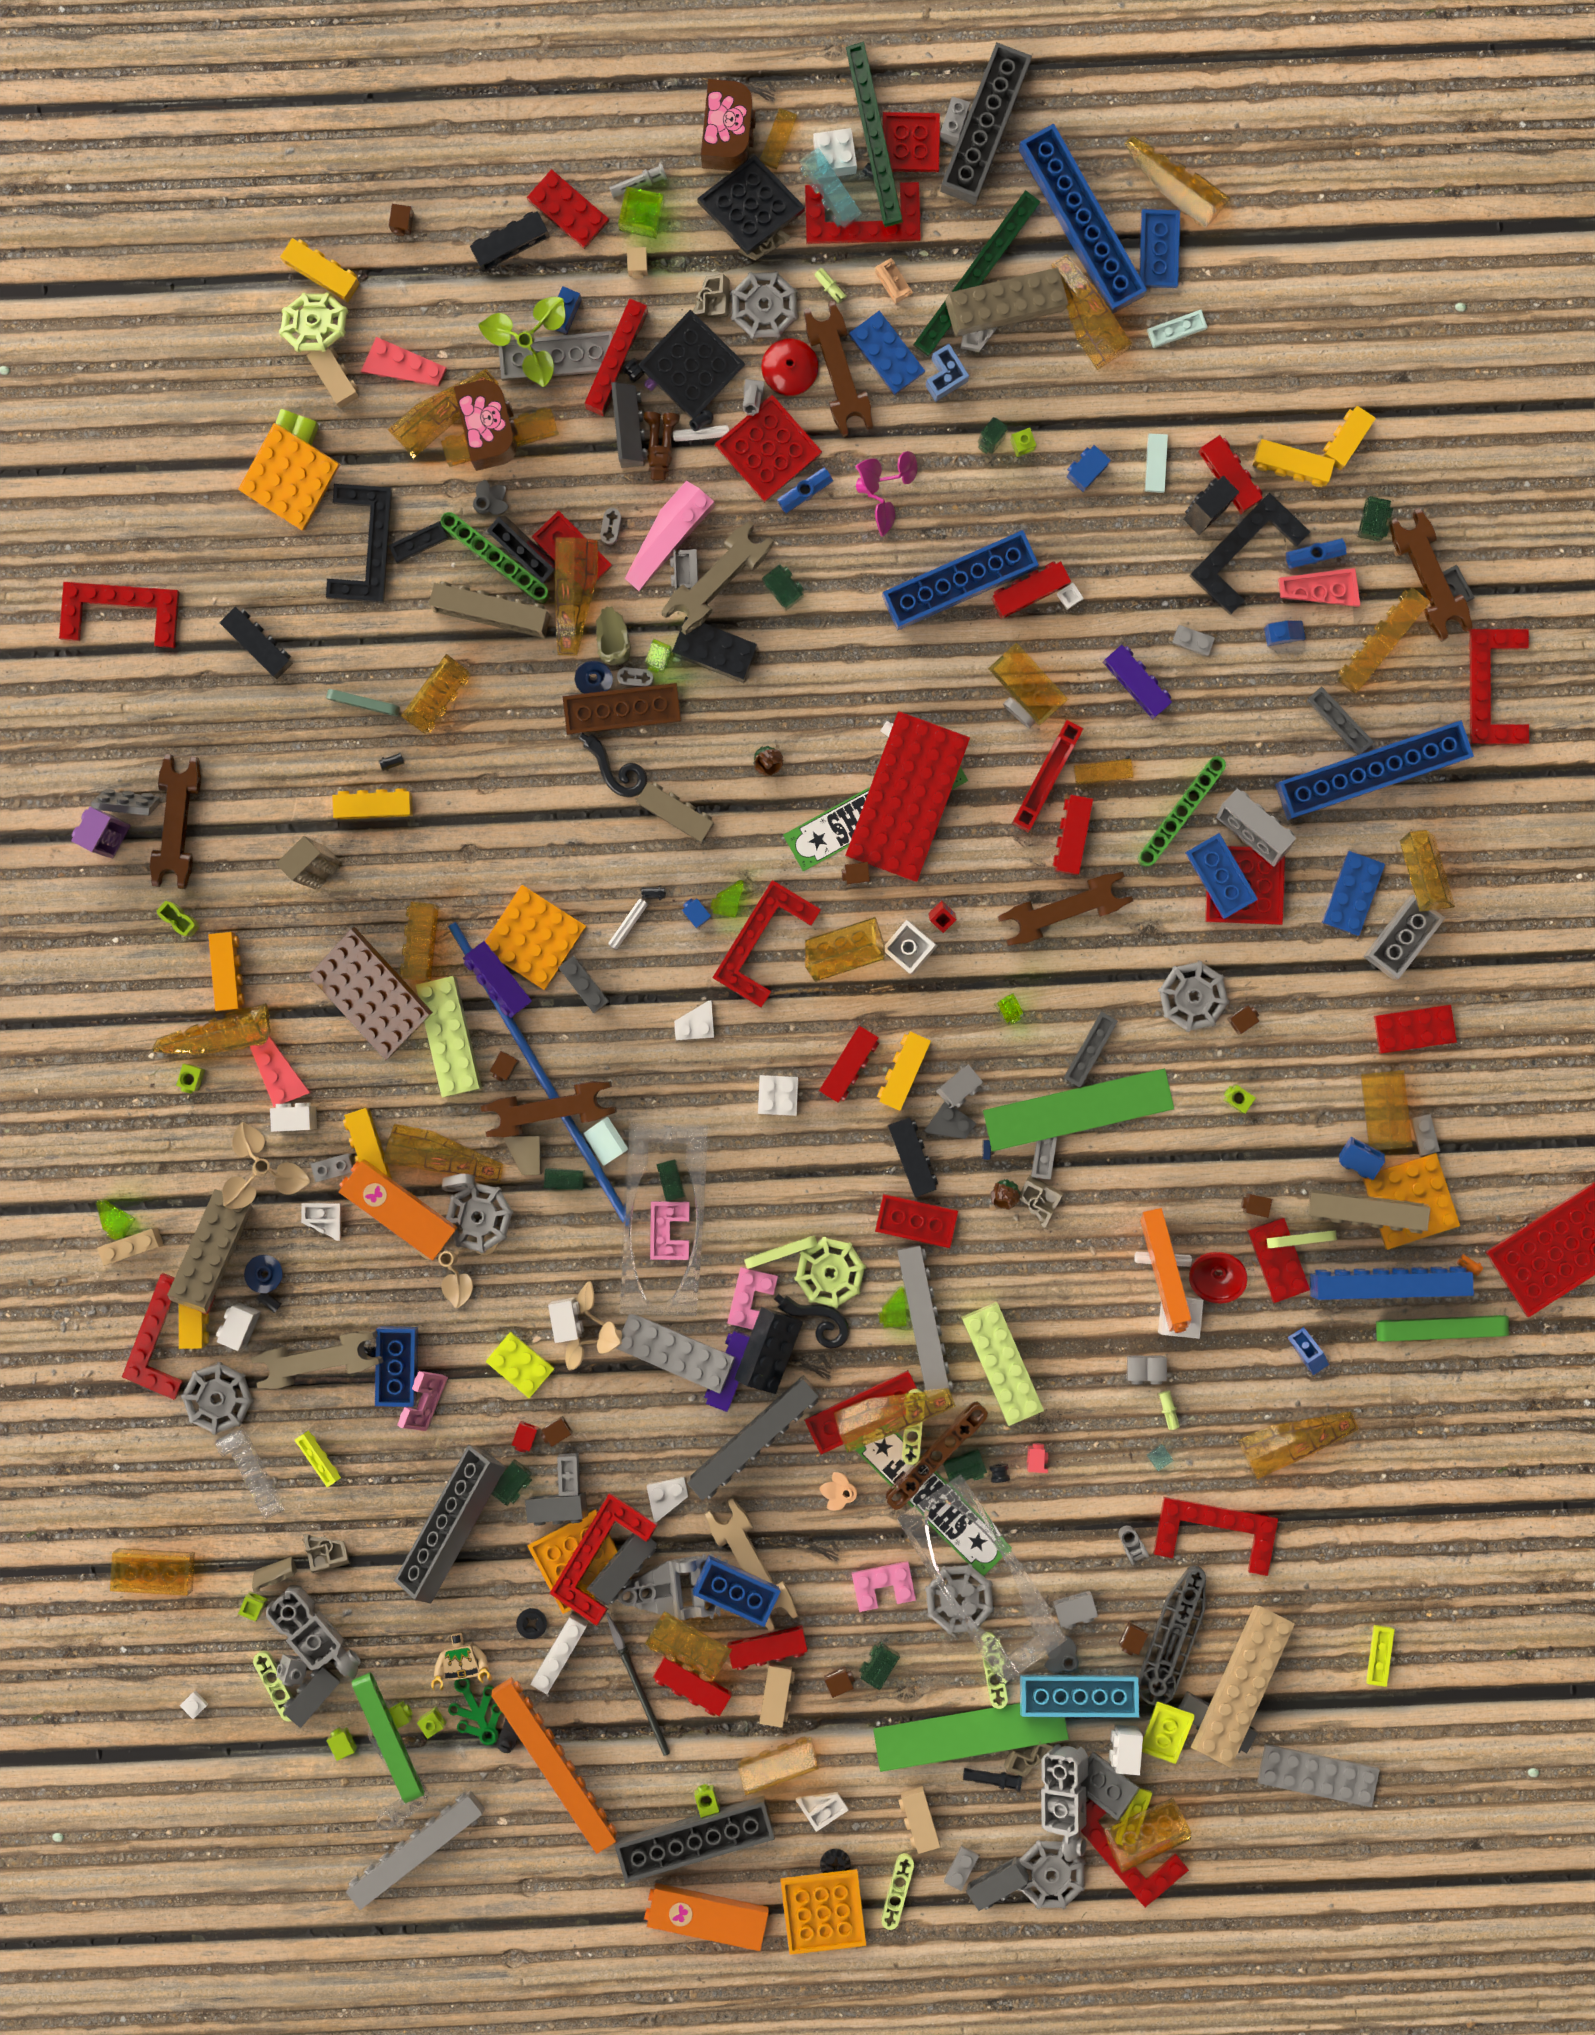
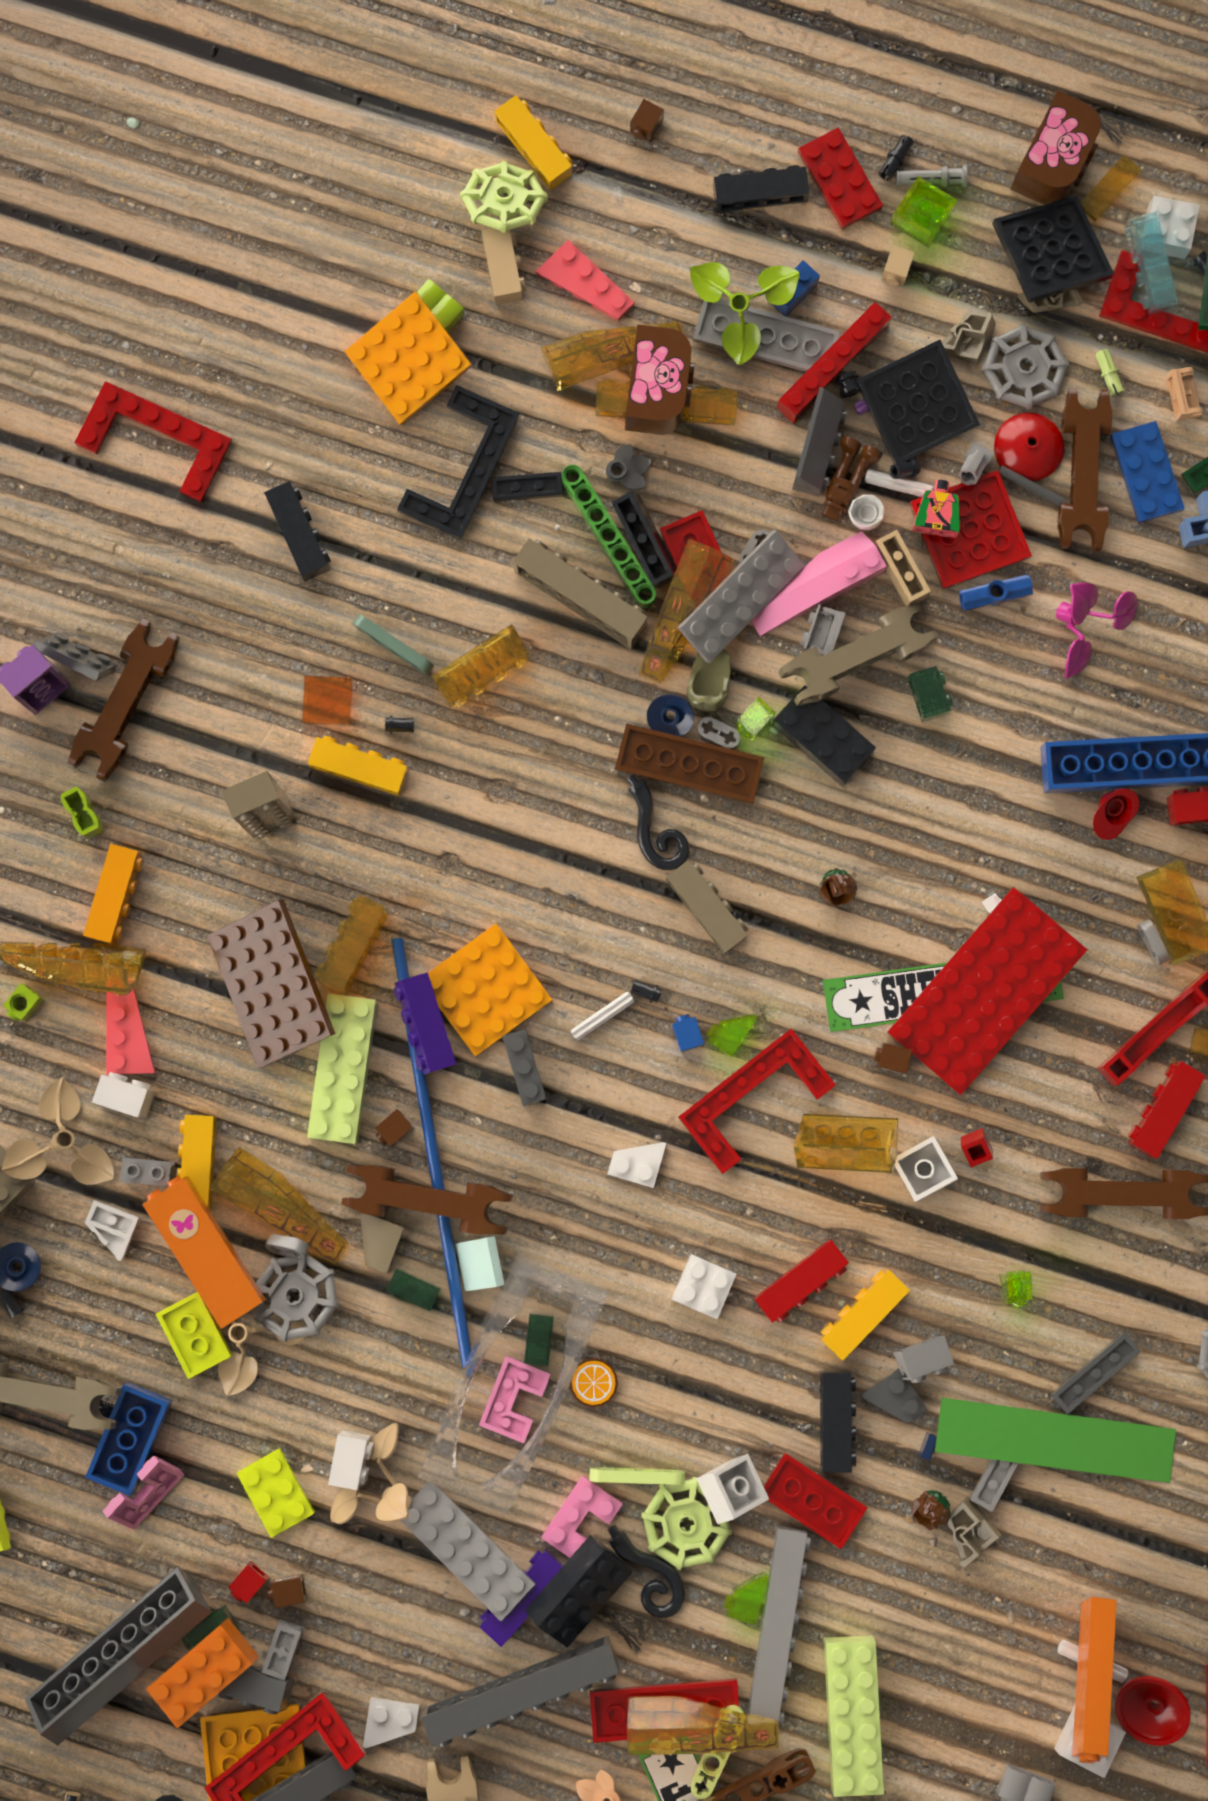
camera: 20 degrees right, 5 degrees down
(329, 764) = (327, 700): none -> clear orange tile
(414, 1273) = (194, 1335): none -> neon yellow plate
(516, 1512) = (202, 1673): none -> orange brick
(604, 177) = (895, 157): none -> black pin
(612, 566) = (741, 596): none -> light grey plate
(684, 464) = (866, 512): none -> white hair
(723, 1196) = (594, 1382): none -> light orange tile
(727, 499) = (902, 569): none -> tan brick
(738, 444) = (938, 512): none -> torso
(802, 397) = (1030, 485): none -> dark grey bar
(853, 1234) = (732, 1489): none -> white brick
(955, 626) = (1115, 812): none -> red piece

